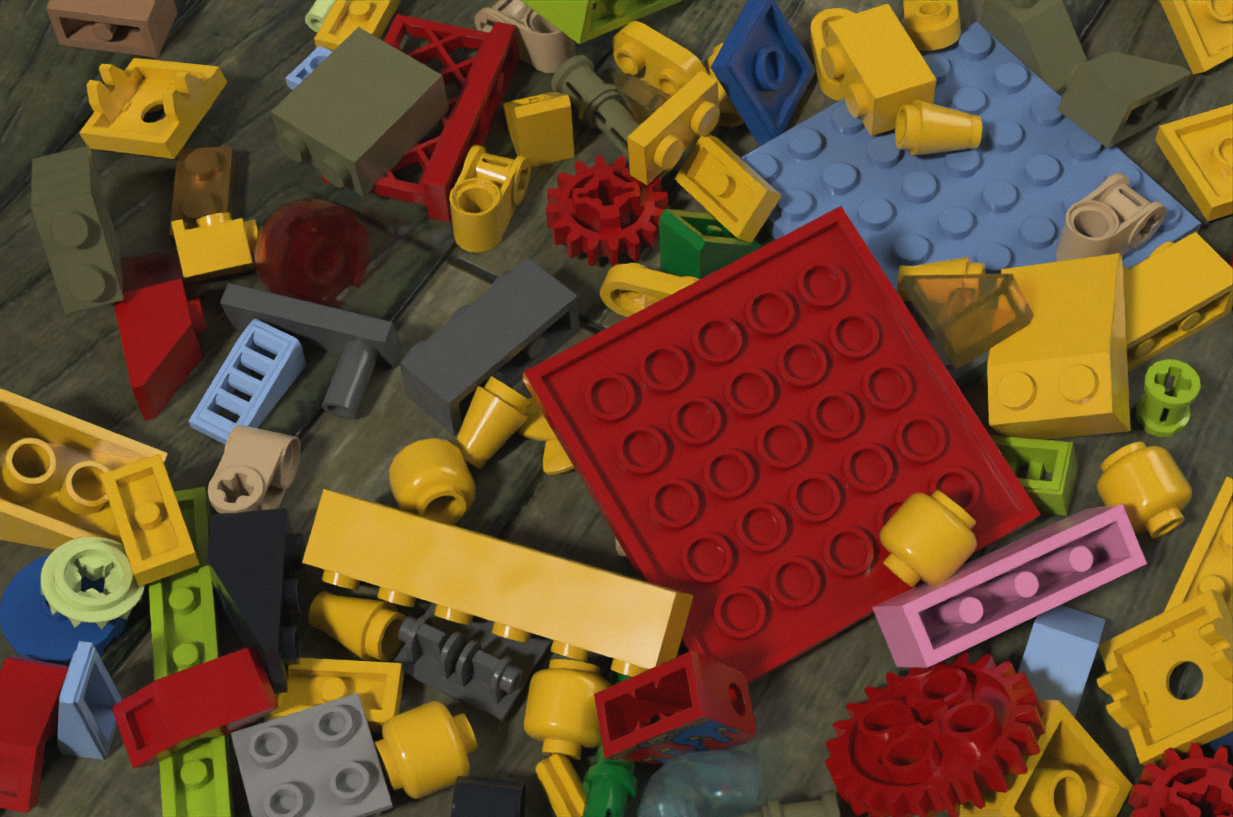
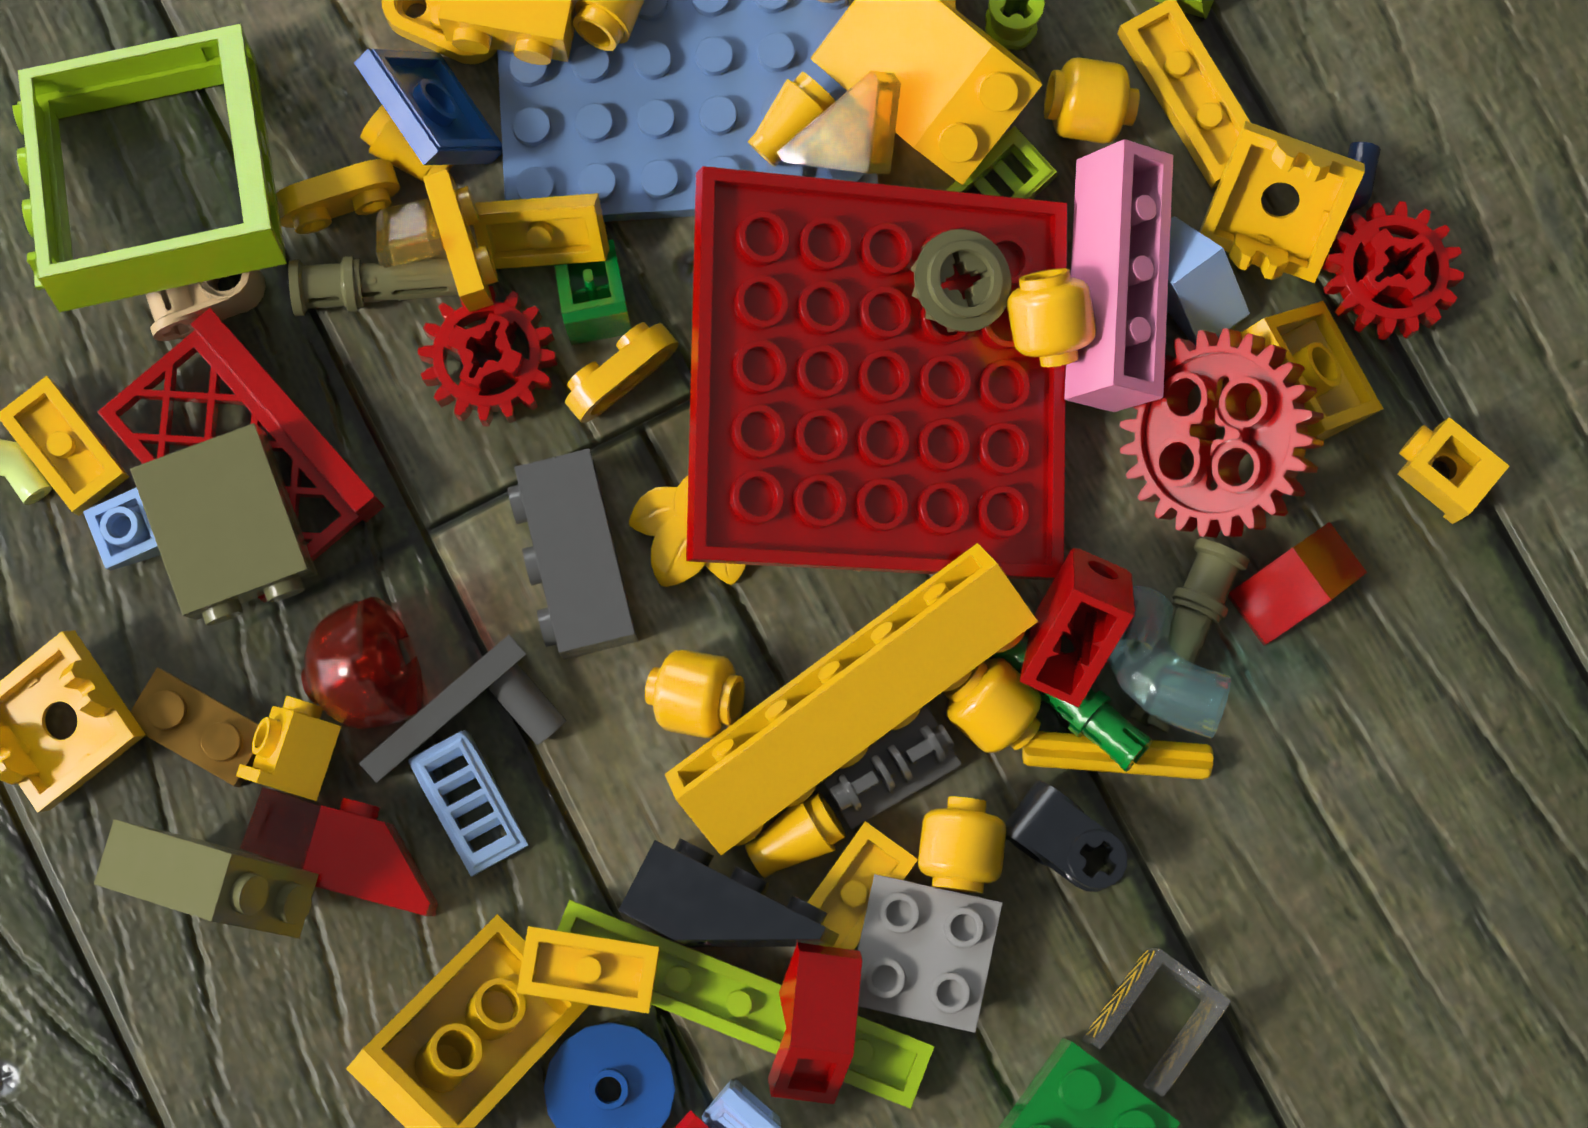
camera: 65 degrees left, 25 degrees up
(94, 559) = (601, 1079): yellowish green gear -> none
(254, 470) = (576, 843): tan piece -> none
(487, 198) = (385, 450): yellow piece -> none
(490, 421) = (663, 603): yellow cone -> none
(541, 127) = (329, 354): yellow slope -> none
(896, 424) = (973, 256): none -> olive gear

